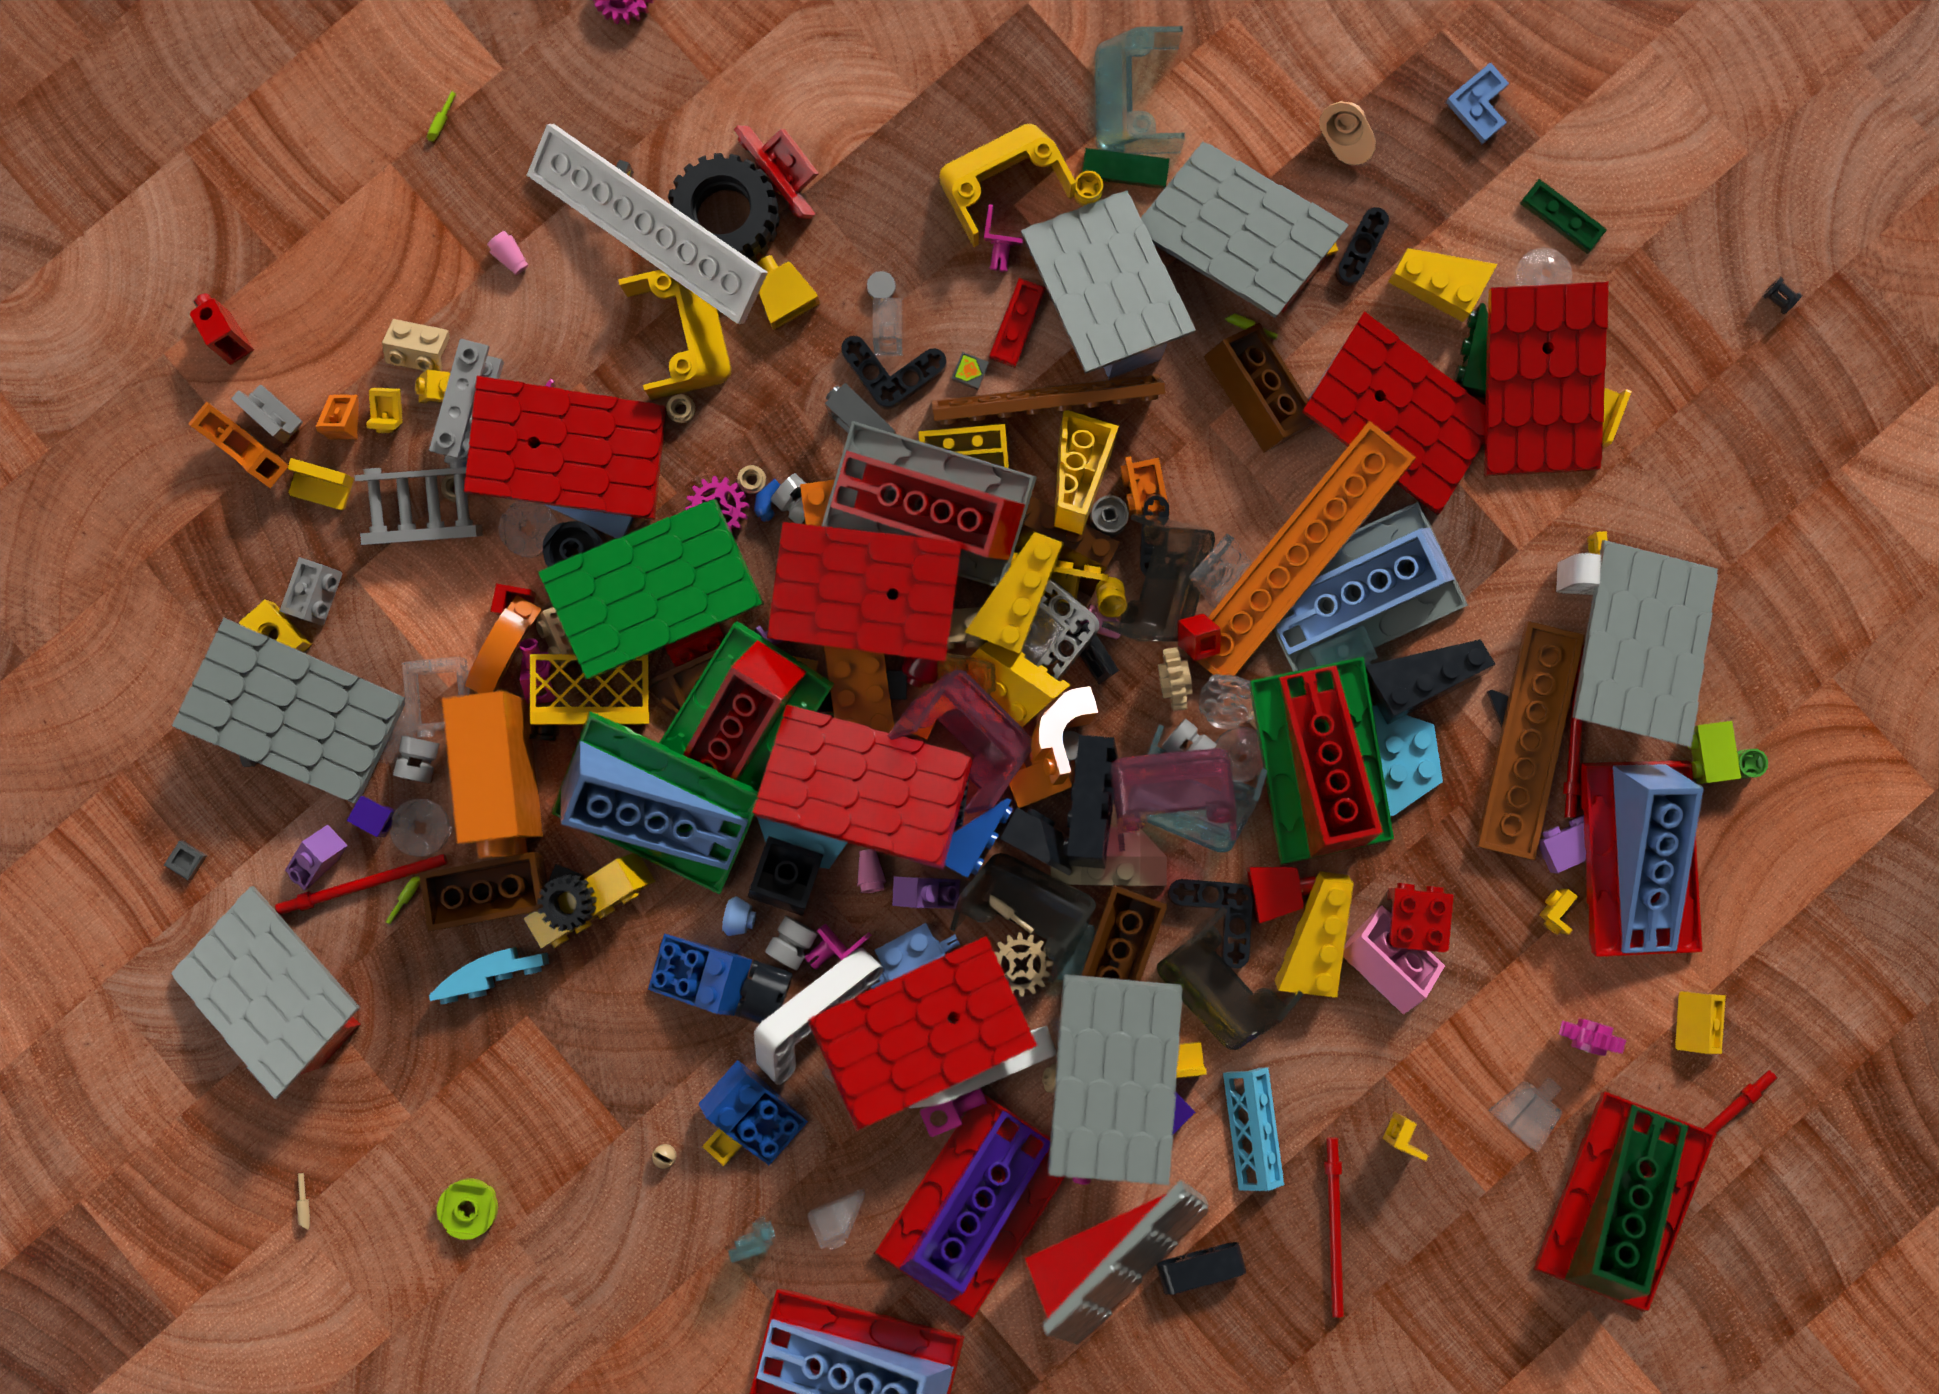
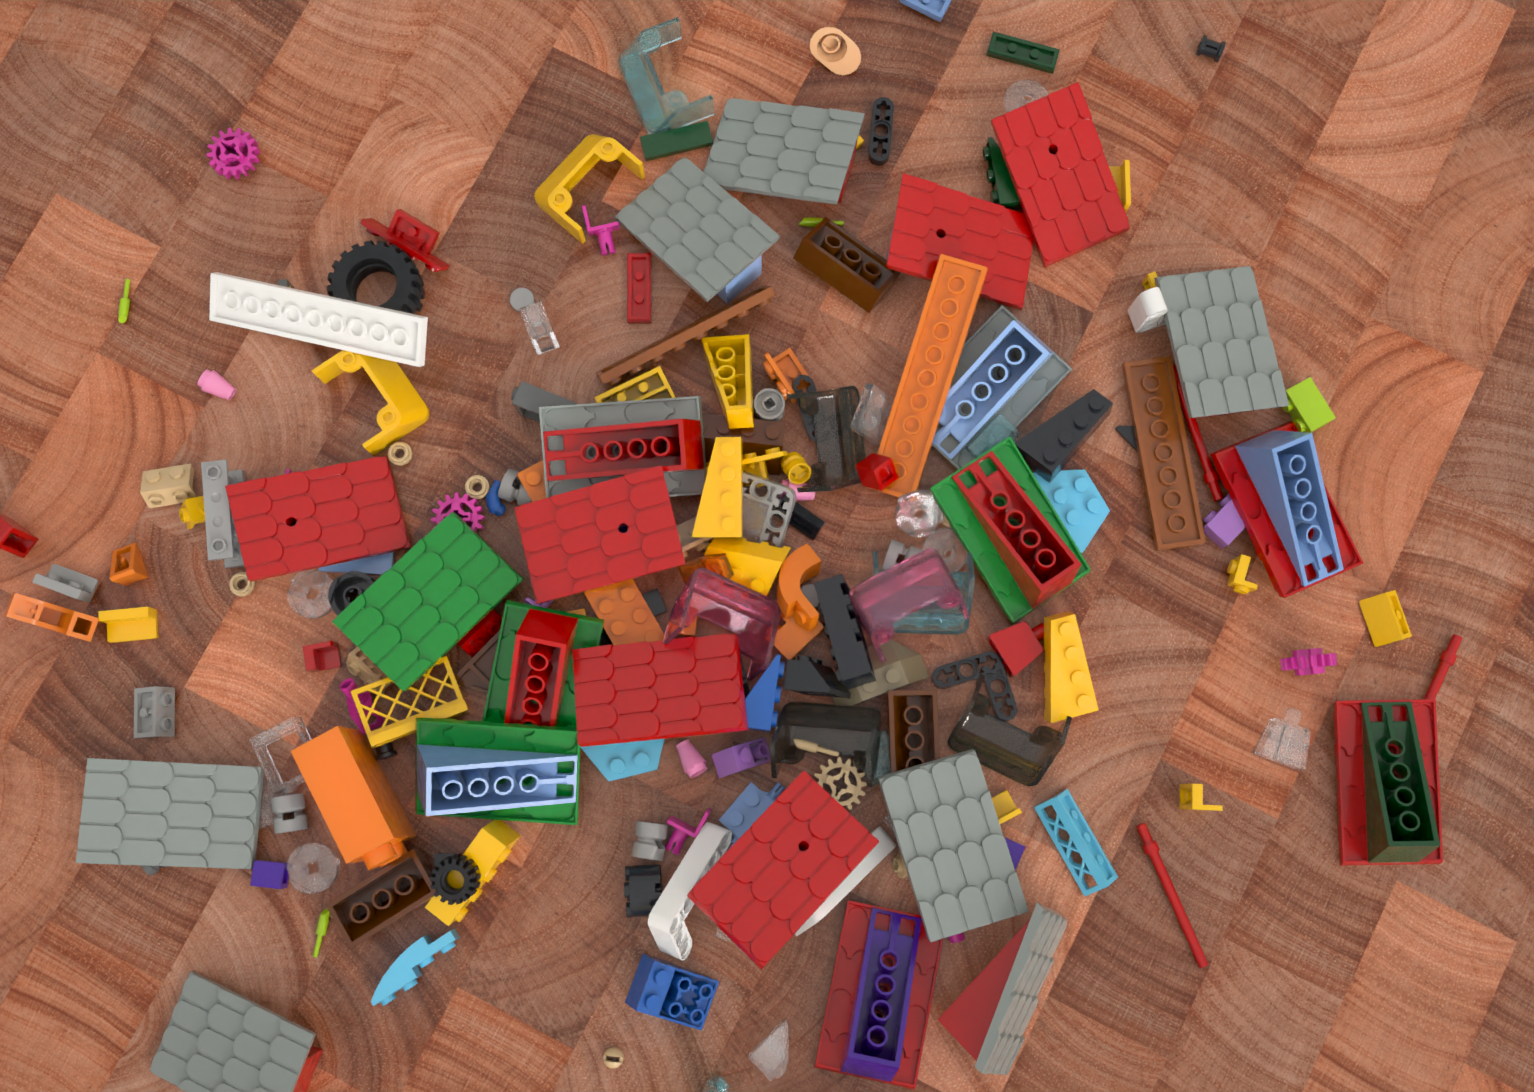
camera: 25 degrees left, 5 degrees down
(185, 860) = (128, 972): dark grey tile -> none
(268, 617) = (126, 746): yellow brick -> none
(308, 900) = (241, 964): red bar -> none
(315, 857) = (235, 926): medium lavender slope -> none
(384, 409) = (162, 544): yellow bracket -> none
(407, 530) = (214, 633): light grey fence -> none
(501, 645) = (325, 693): orange arch -> none
(699, 975) = (585, 896): blue slope -> none
(721, 1146) = (657, 1029): yellow tile -> none
(738, 917) = (598, 837): light blue cone -> none
(785, 292) = (449, 333): yellow torso -> none
(785, 876) = (624, 788): black slope -> none
(884, 380) = (554, 371): black beam -> none
(920, 671) = (668, 582): dark red head -> none
(954, 1111) = (832, 922): dark pink bracket -> none
(970, 371) = (617, 338): tile -> none
(1088, 183) = (651, 161): yellow wheel -> none
(1175, 679) = (871, 511): tan gear -> none
(1201, 1268) = (1080, 971): black beam -> none
(1397, 973) = (1129, 664): bright pink slope -> none
(1420, 918) = (1137, 622): red bracket -> none
(1443, 280) = (952, 132): yellow wedge -> none
(1754, 763) = (1341, 403): bright green wheel -> none

